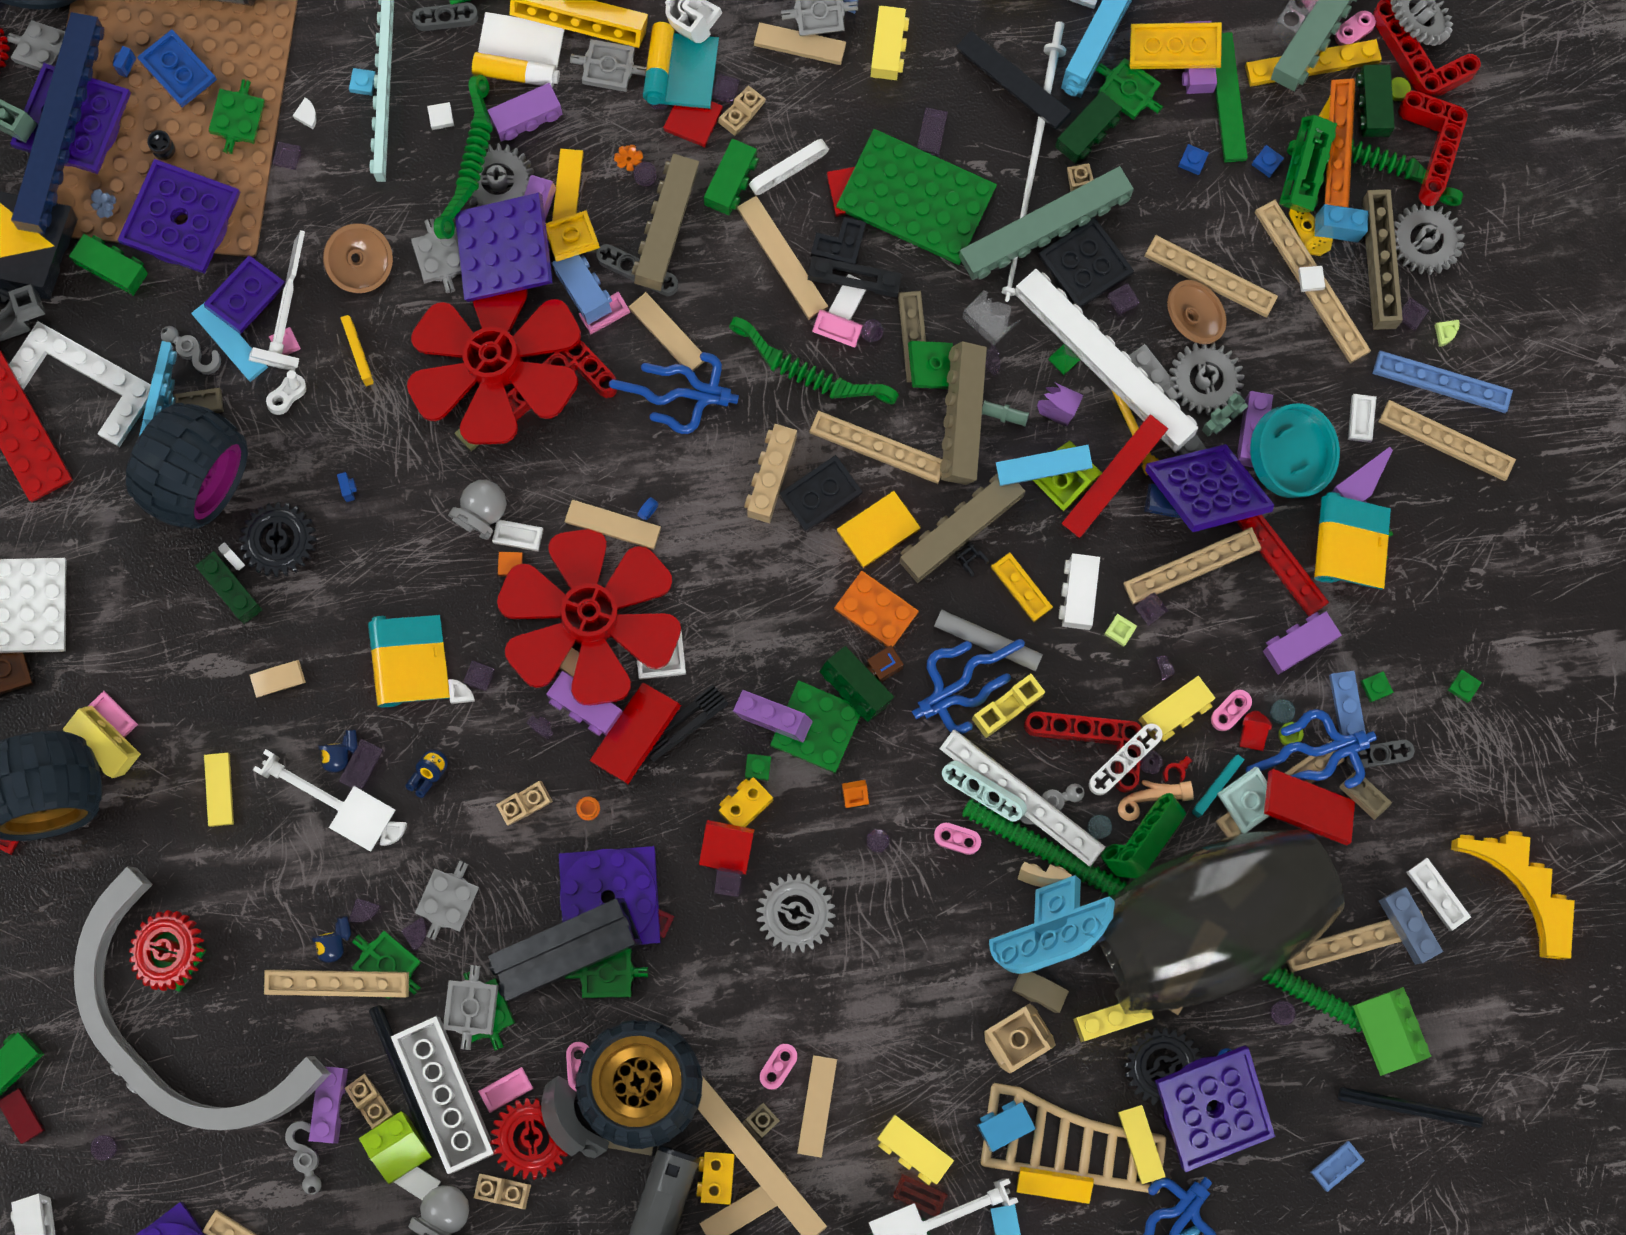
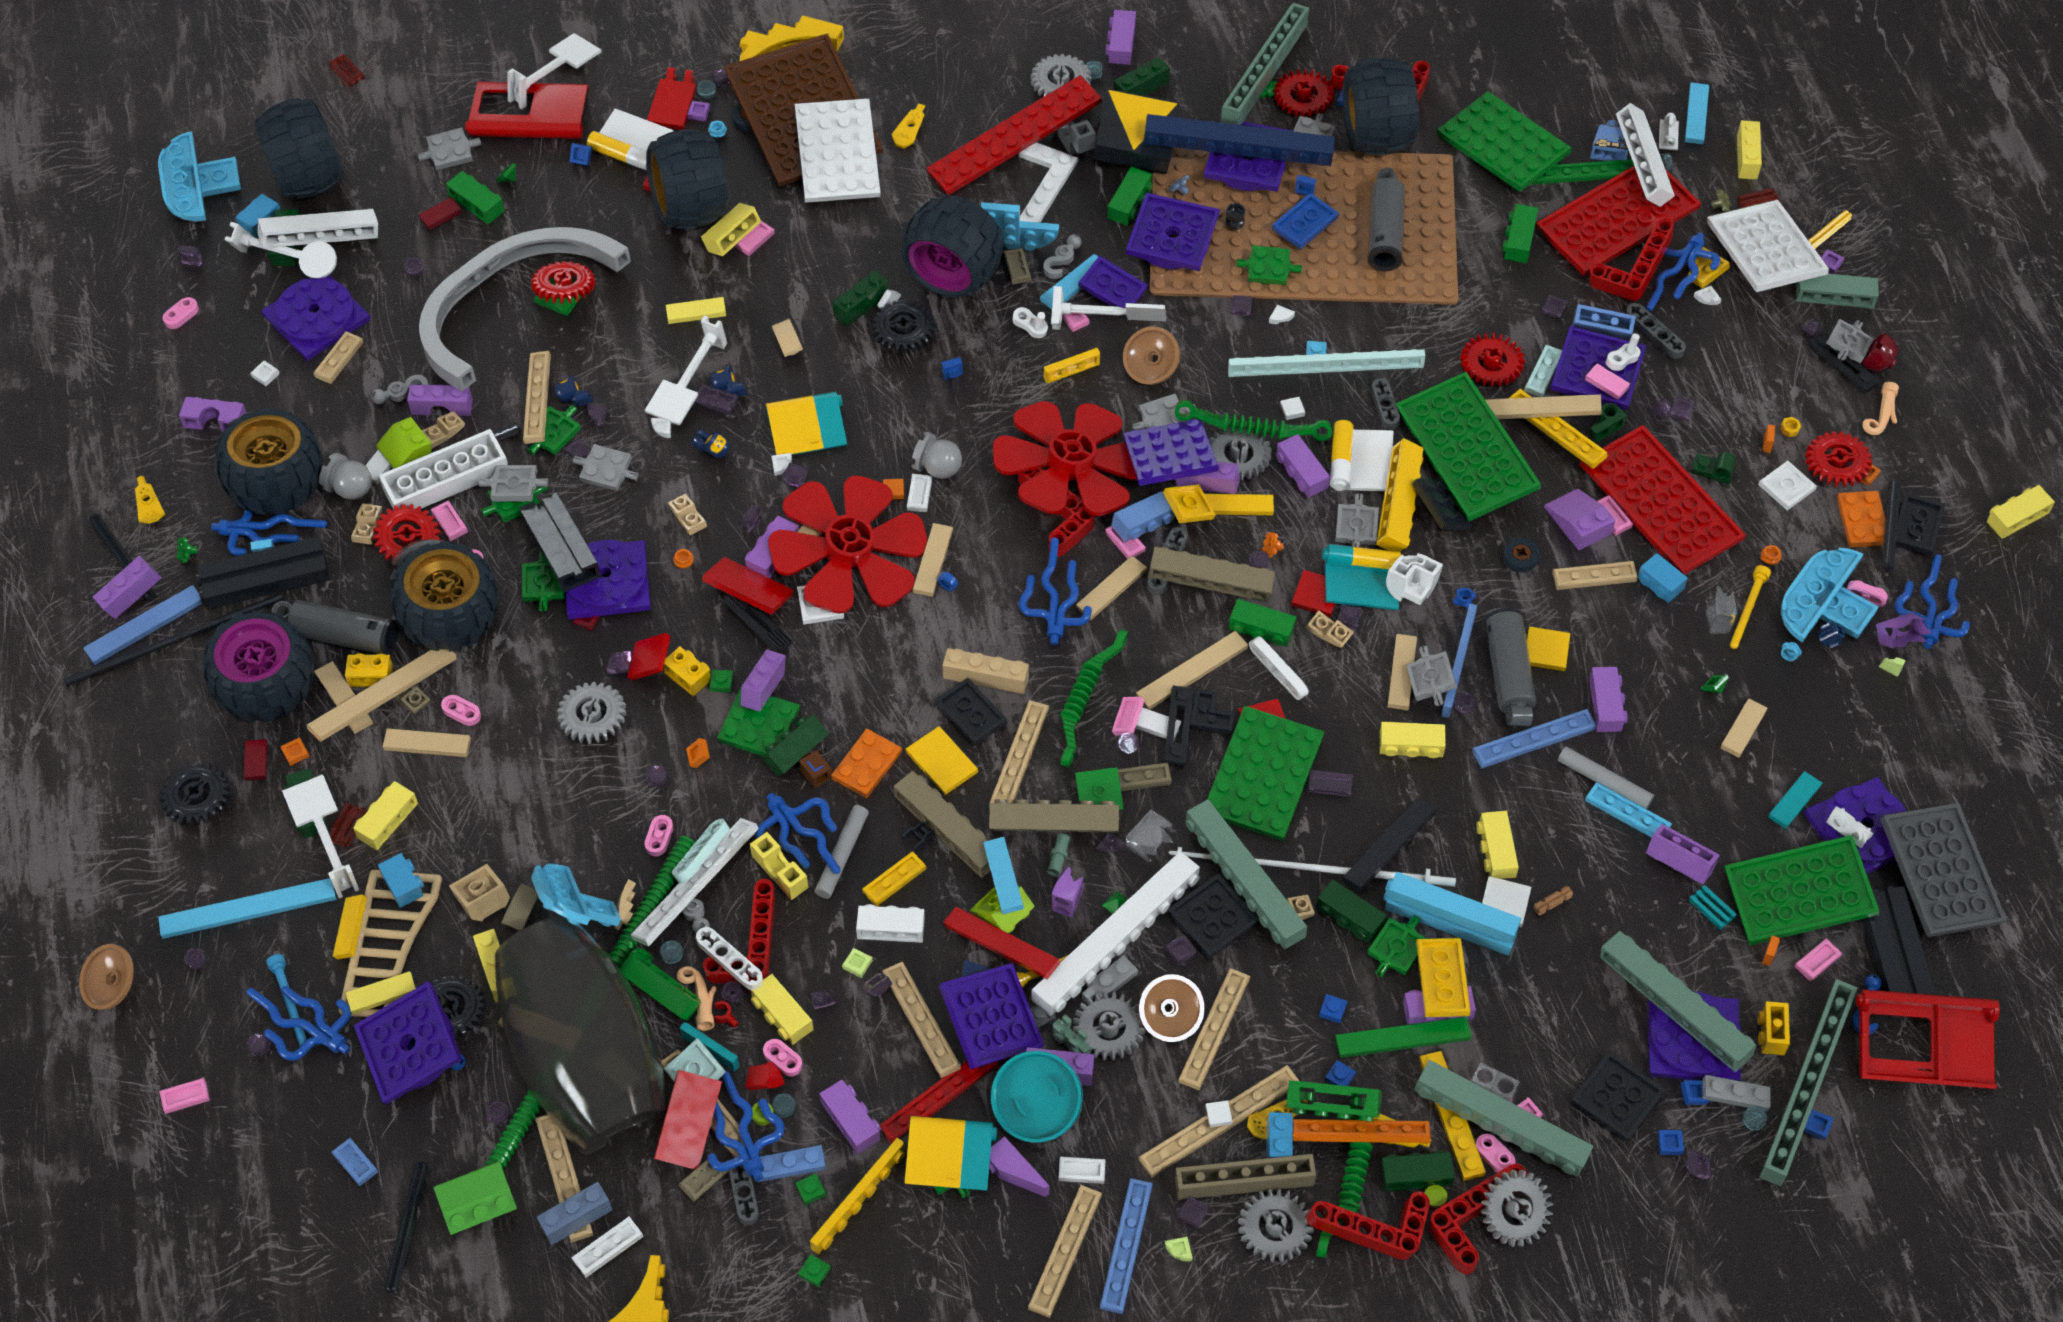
camera: 90 degrees right, 20 degrees down
(1396, 643) = (853, 1201): none -> yellow plate

